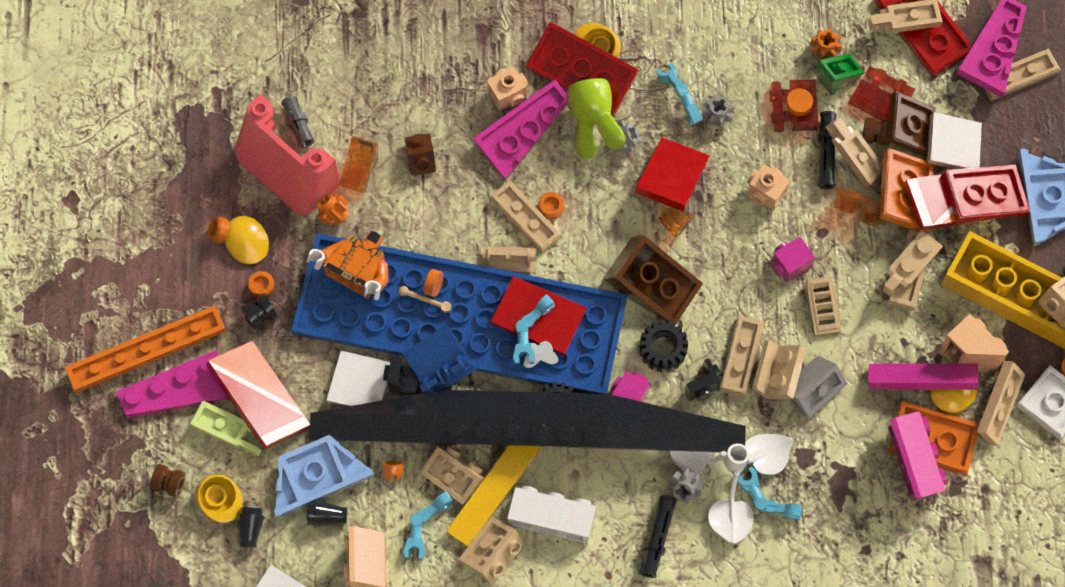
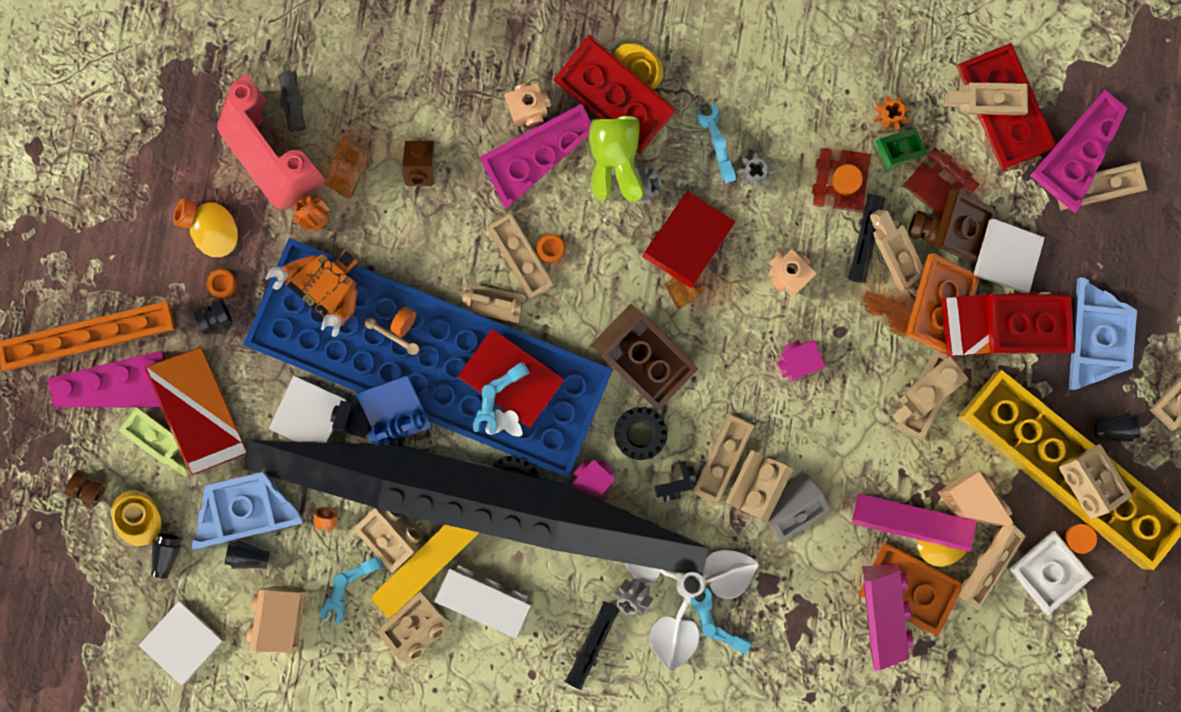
camera: 15 degrees right, 15 degrees up
(822, 284) = (832, 395): tan slope -> none

